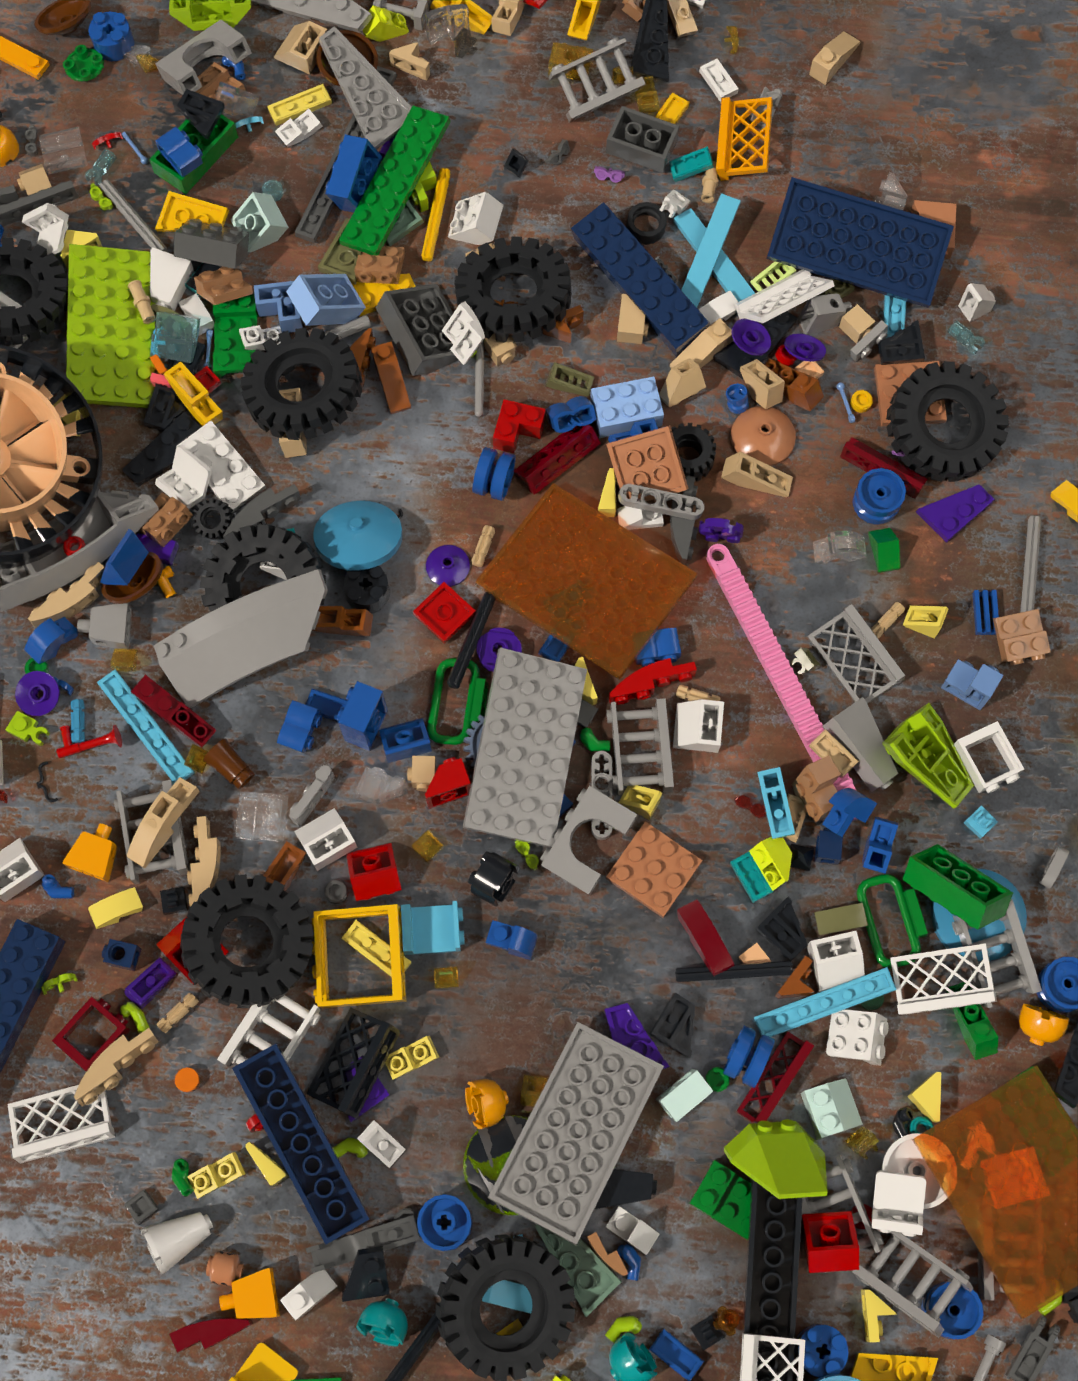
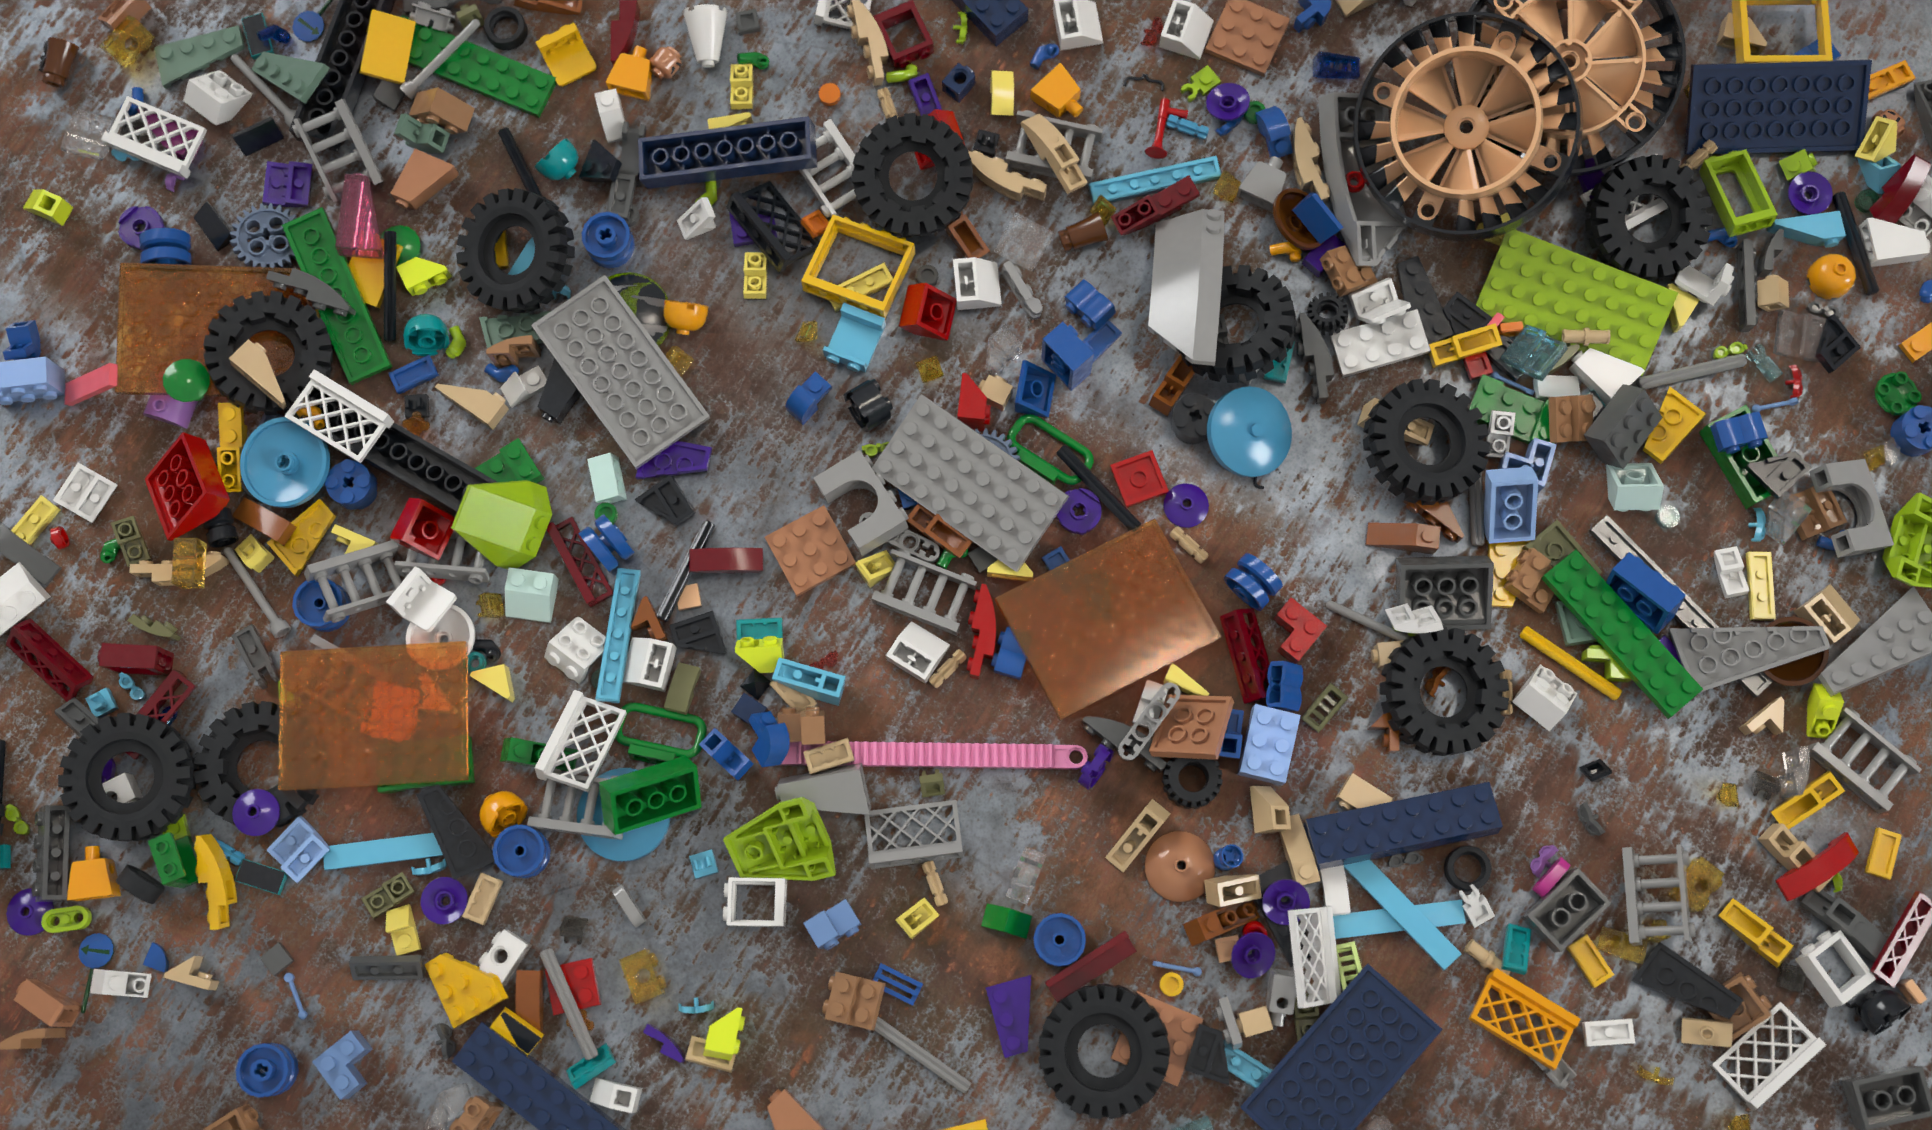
camera: 120 degrees right, 5 degrees up
(61, 119) = (1835, 344): none -> black wing
(331, 1023) = (815, 223): none -> orange tile
(487, 66) = (1728, 795): none -> clear yellow slope
(580, 759) = (938, 531): none -> dark orange slope
(620, 161) = (1551, 877): none -> dark pink beam
(675, 1264) = (478, 403): none -> tan slope

